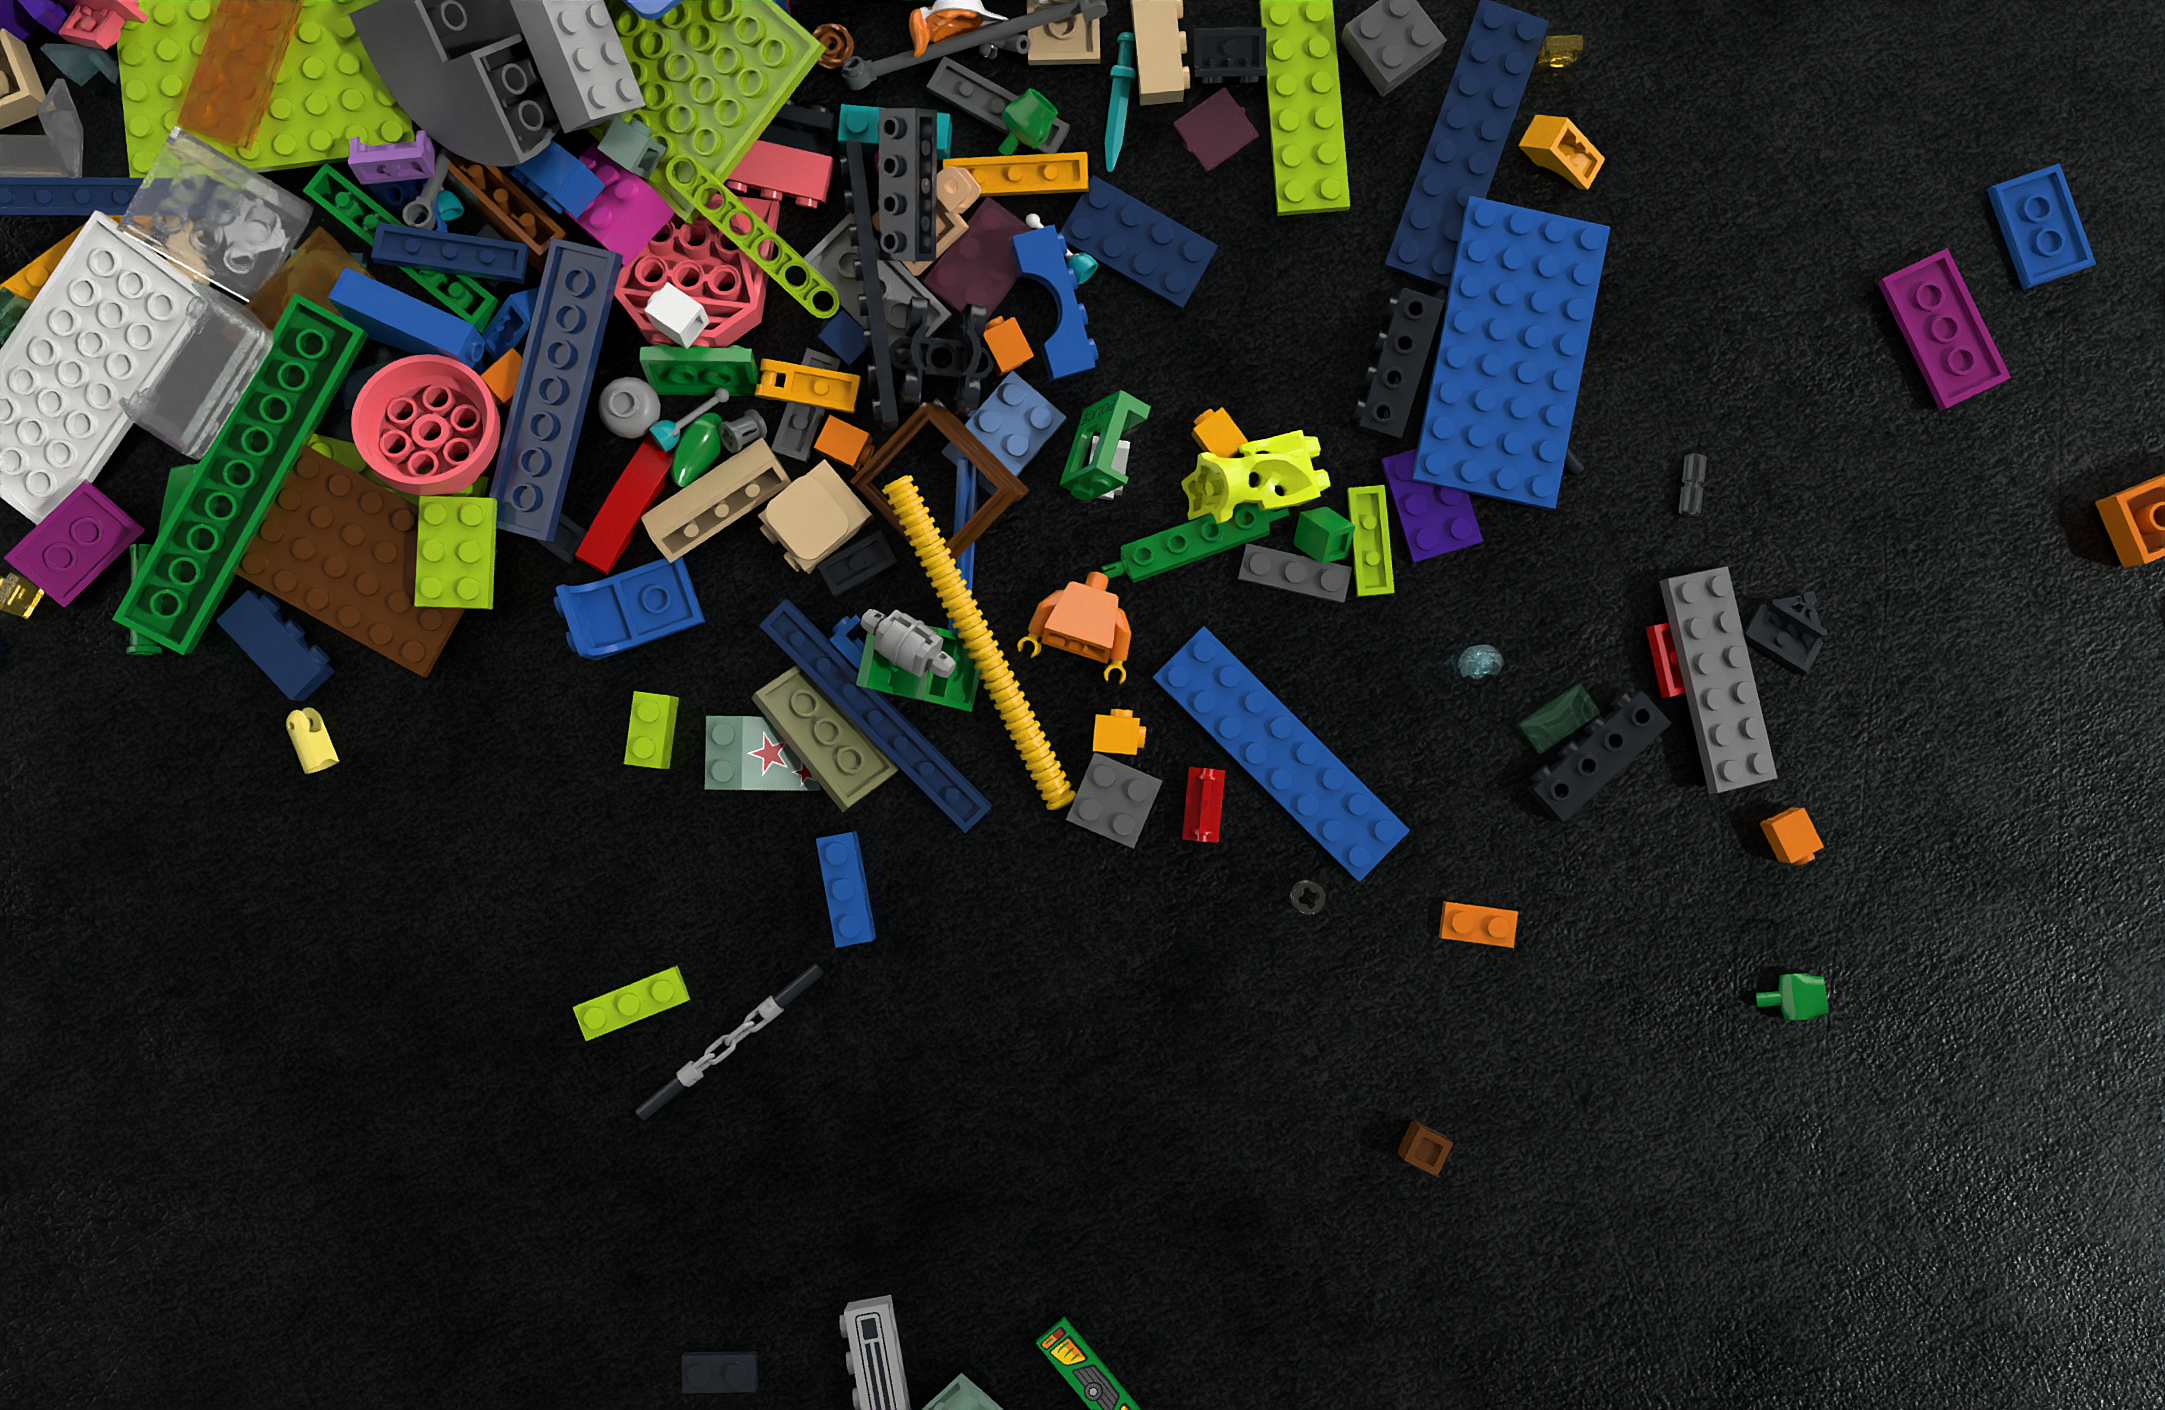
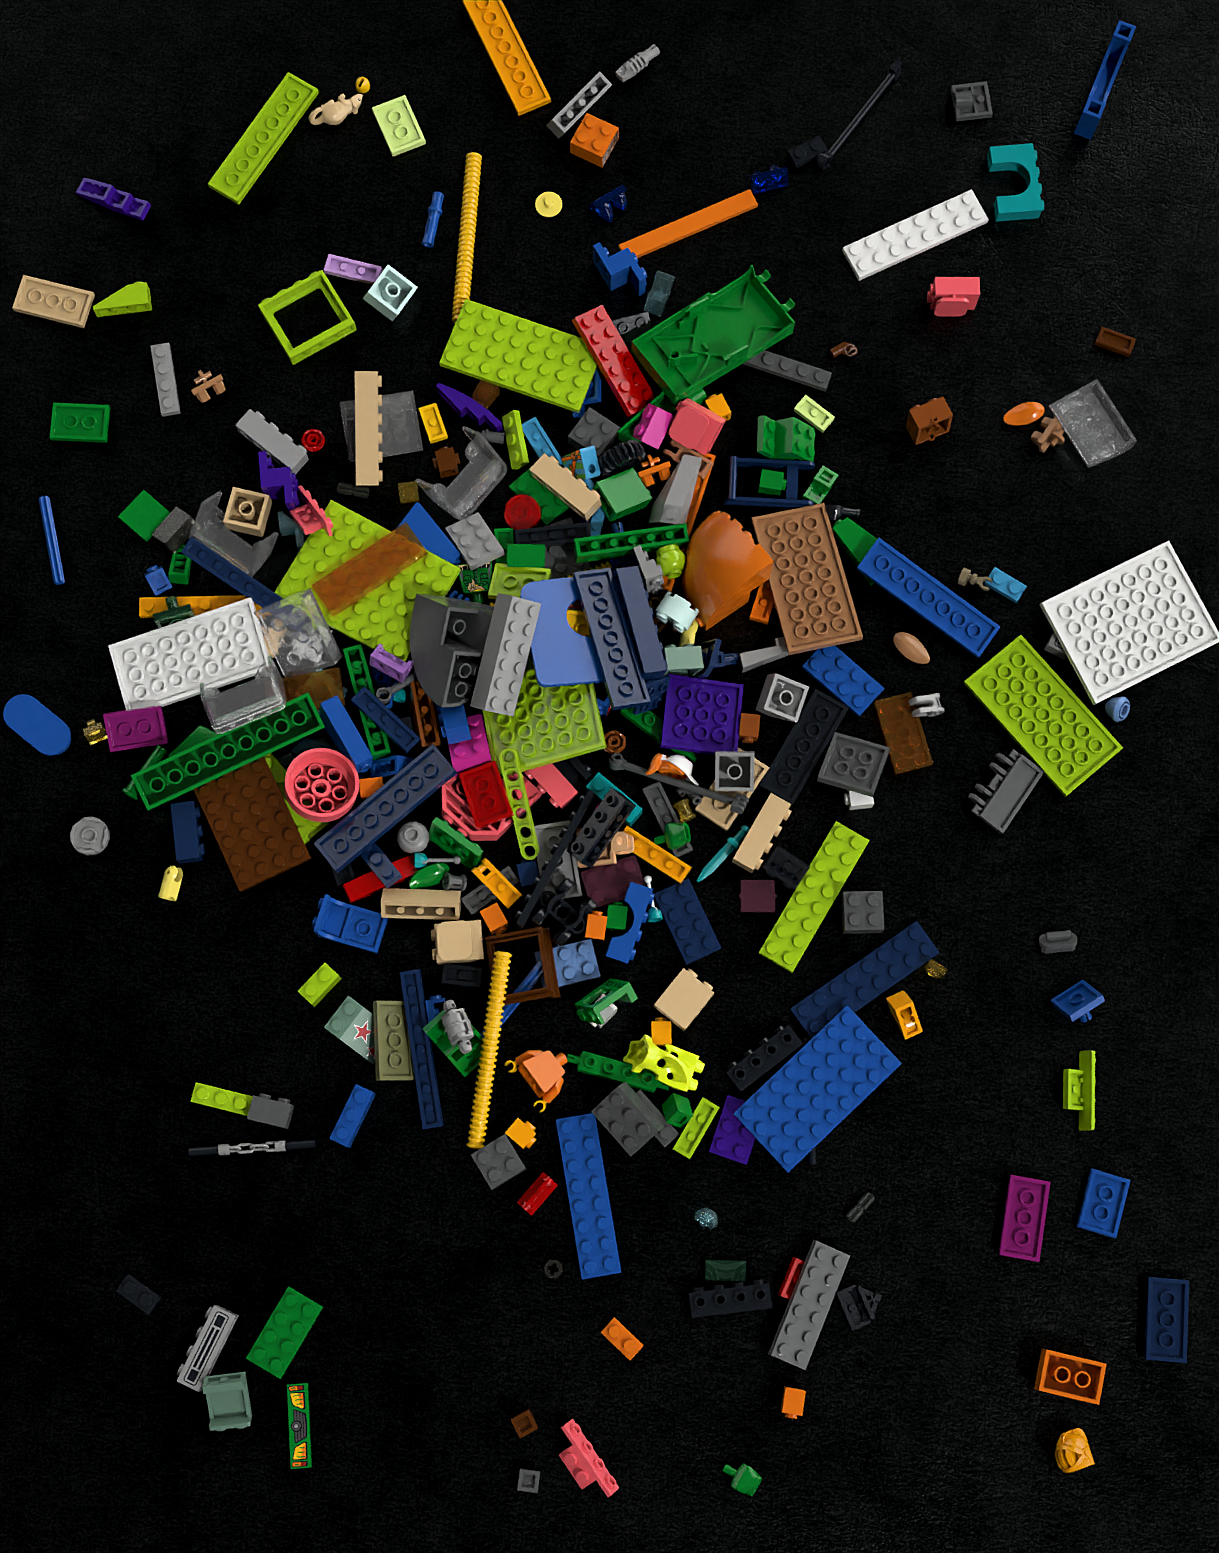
camera: 35 degrees right, 10 degrees down
(132, 757) = (89, 836): none -> light grey tile
(455, 552) = (293, 848): lime plate -> none
(611, 484) = (380, 865): none -> dark blue plate
(632, 146) = (495, 729): sand green brick -> none
(676, 315) = (461, 814): white brick -> none
(693, 256) = (486, 794): none -> red plate
(717, 970) = (270, 1111): none -> dark grey brick
(977, 1271) = (284, 1332): none -> green plate
(1006, 66) = (679, 807): none -> clear yellow bush
(1029, 309) = (616, 917): none -> green brick
(1218, 360) = (684, 999): none -> tan brick
(1262, 598) = (627, 1118): none -> dark grey brick
(1488, 1223) = (528, 1480): none -> dark grey plate
(1549, 1138) = (584, 1461): none -> coral bracket
(1900, 78) = (1080, 1090): none -> lime bracket

